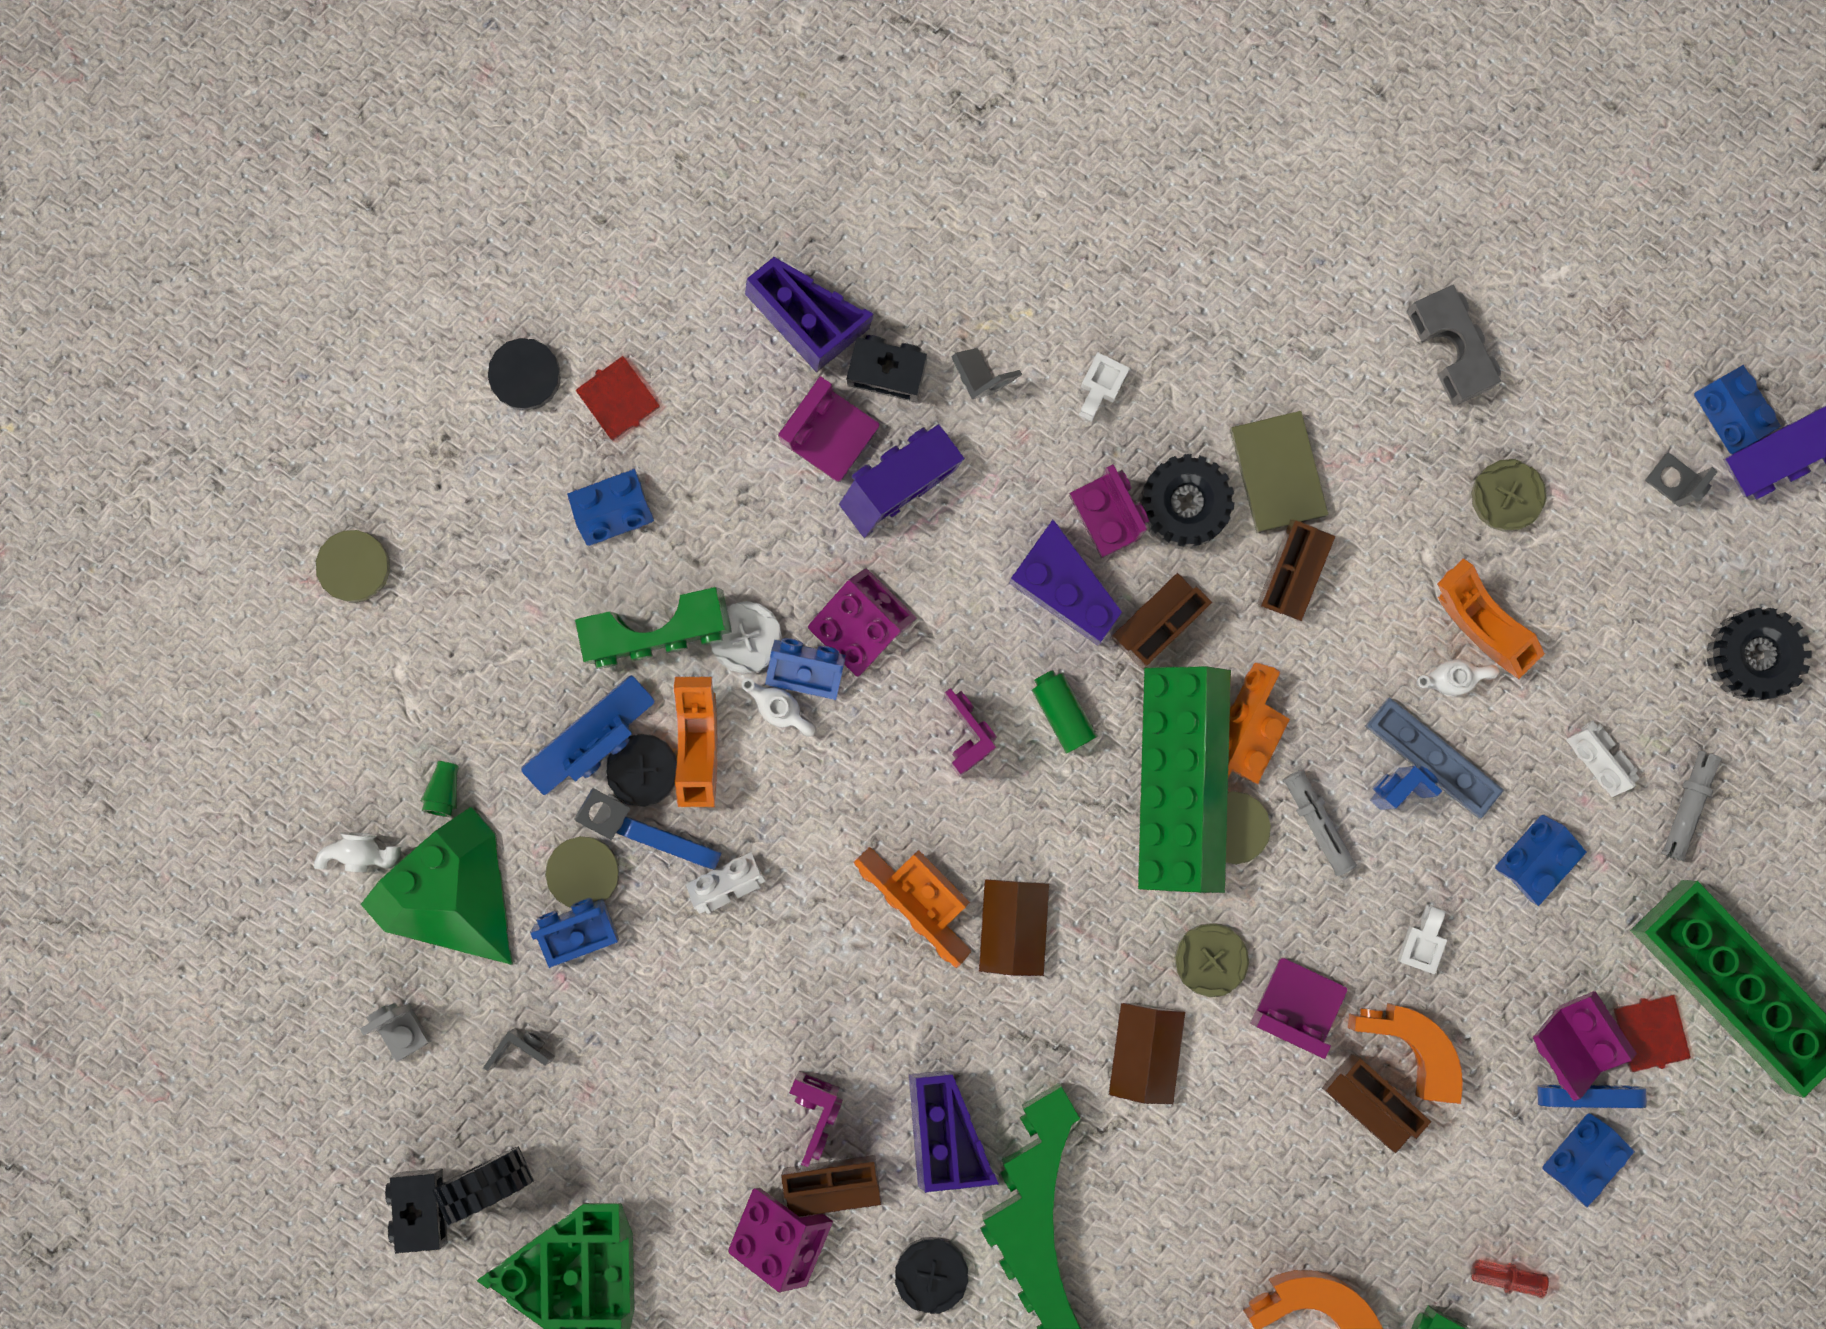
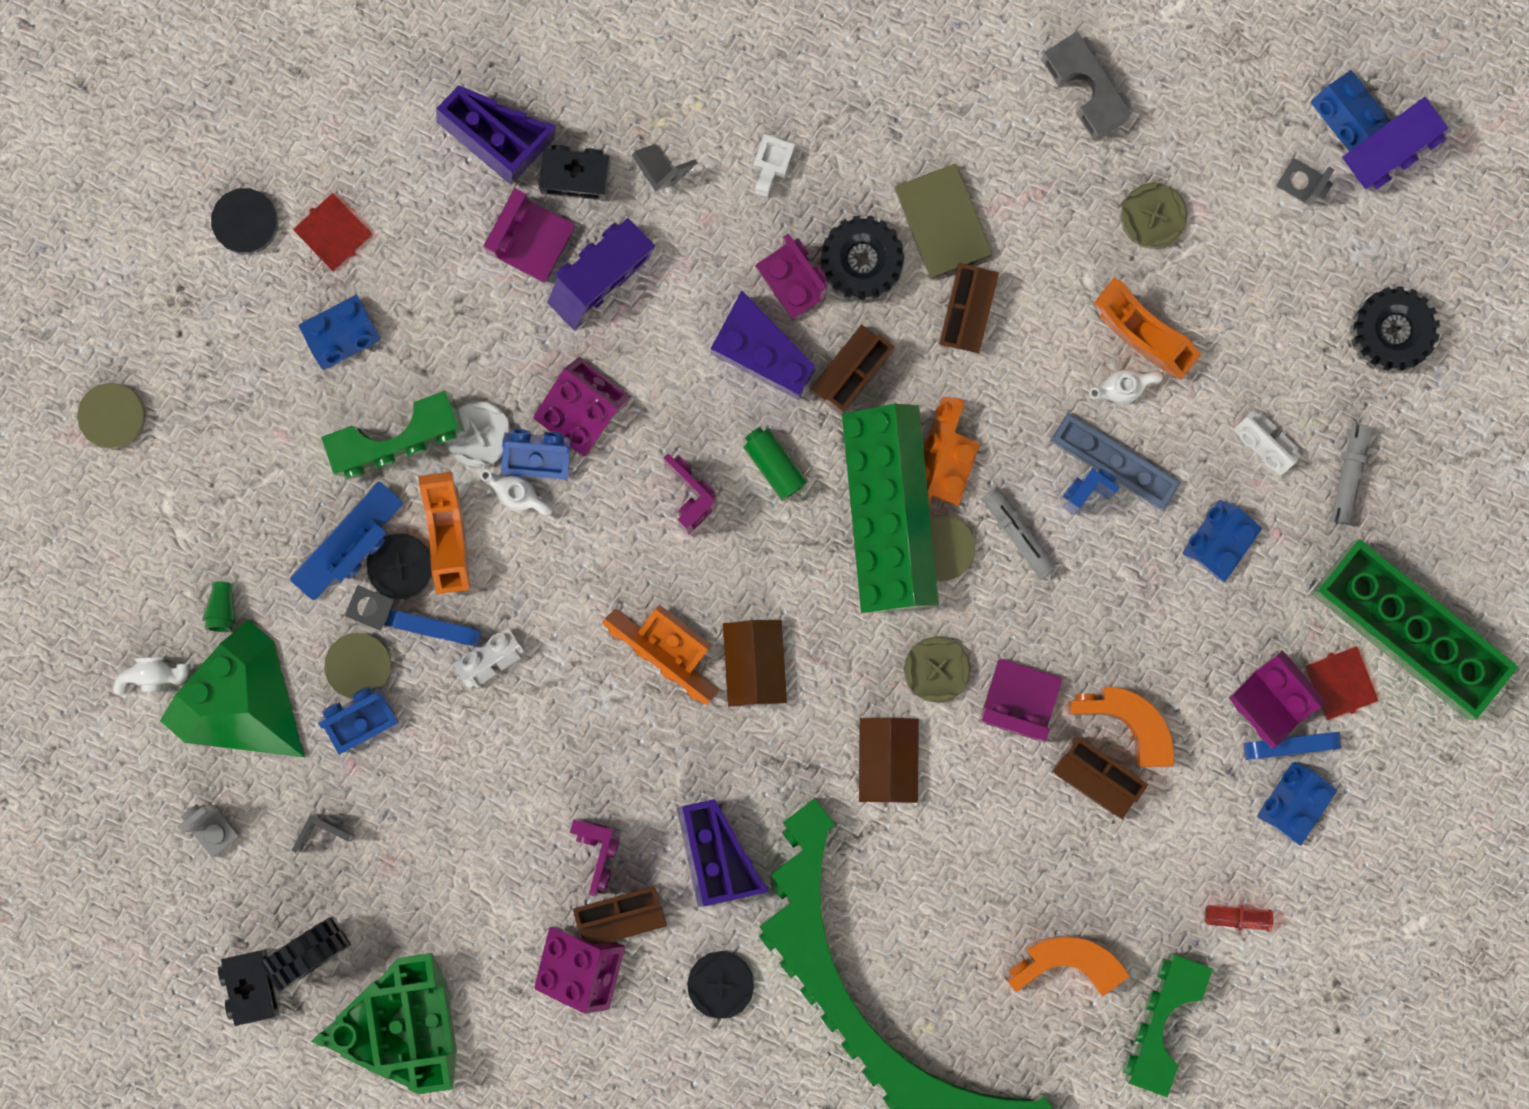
camera: 10 degrees left, 0 degrees up
(1422, 946) = (1125, 631): white plate -> none

